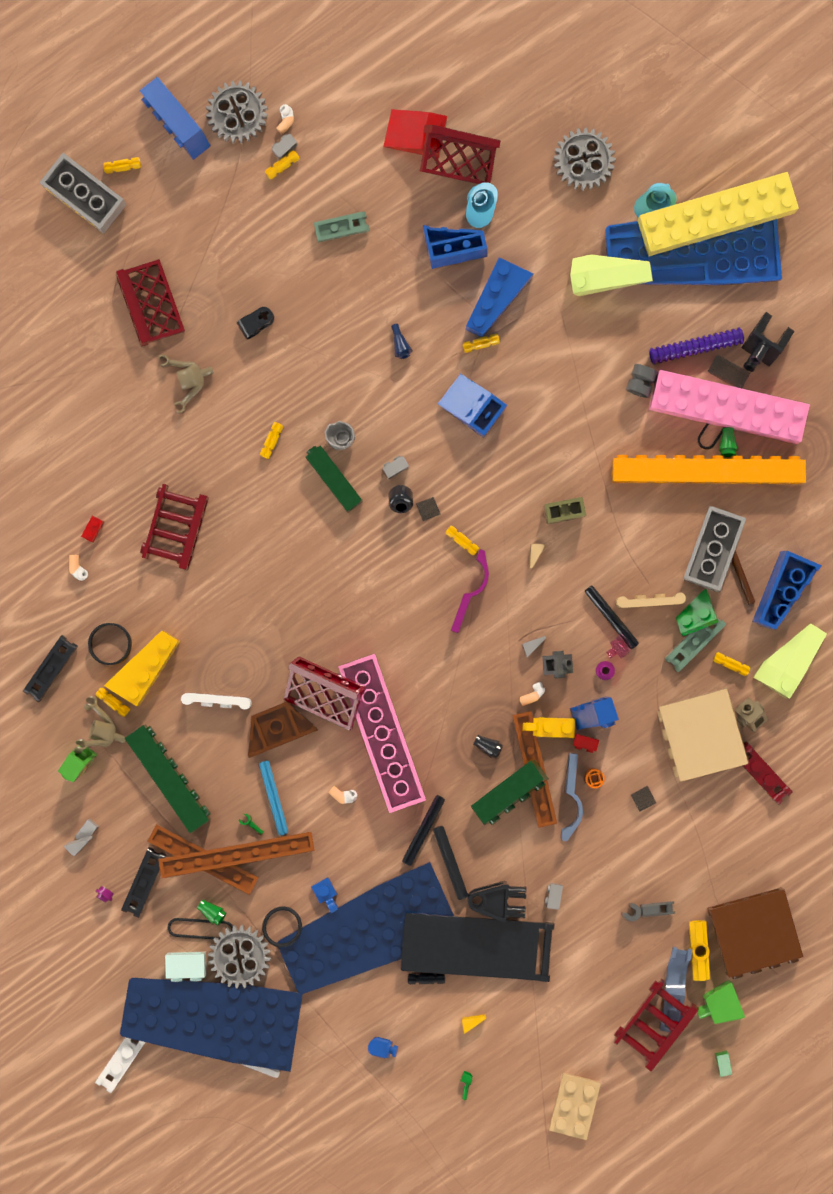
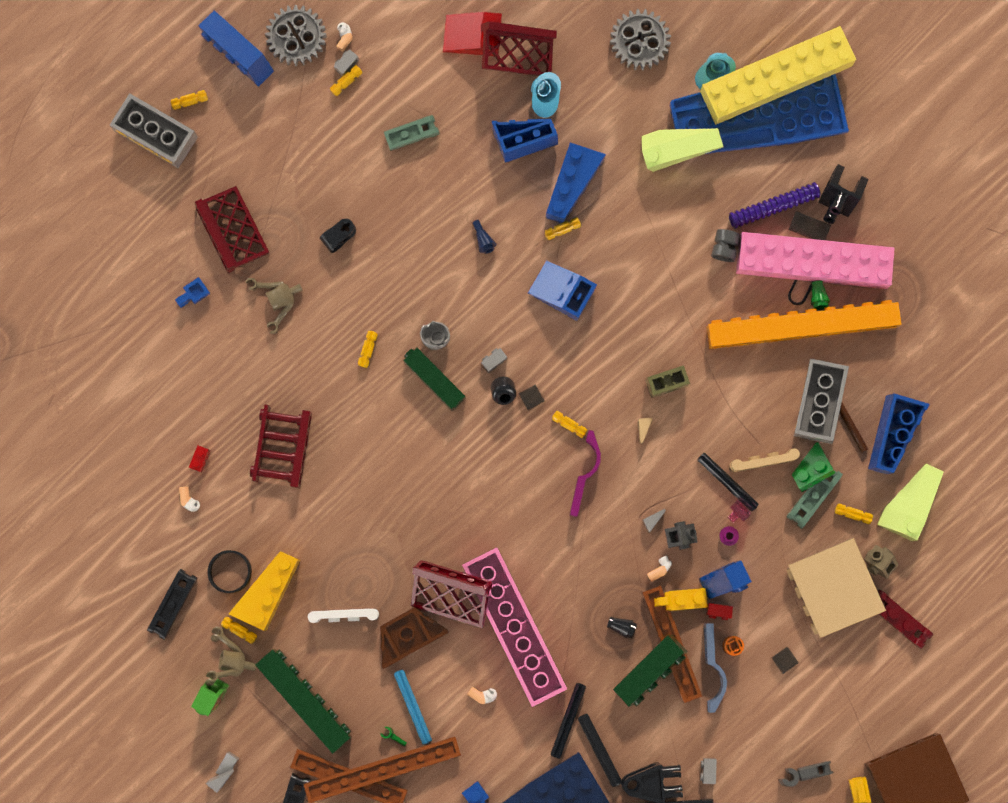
camera: 10 degrees left, 5 degrees down
(106, 361) = (194, 291): none -> blue plate

